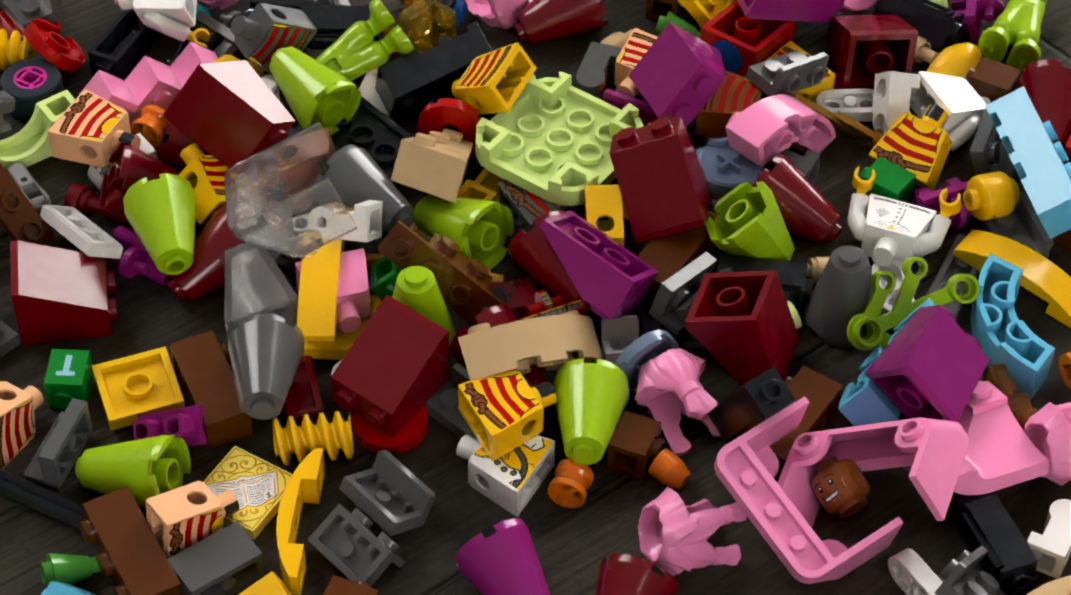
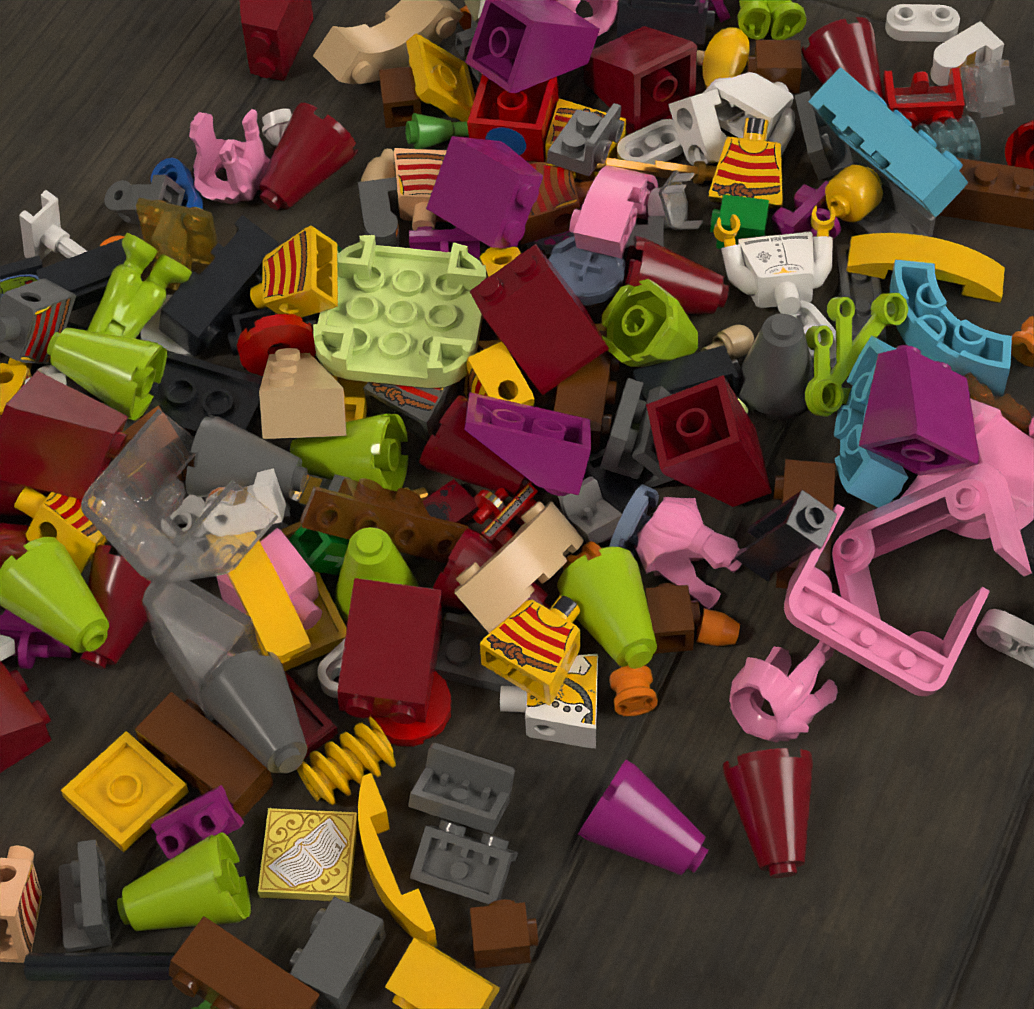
camera: 25 degrees left, 10 degrees up
(68, 377) = (45, 817): green brick -> none
(187, 515) = (282, 915): light nougat torso -> none
(835, 149) = (672, 203): none -> piece
(840, 487) = (893, 574): dark orange head -> none

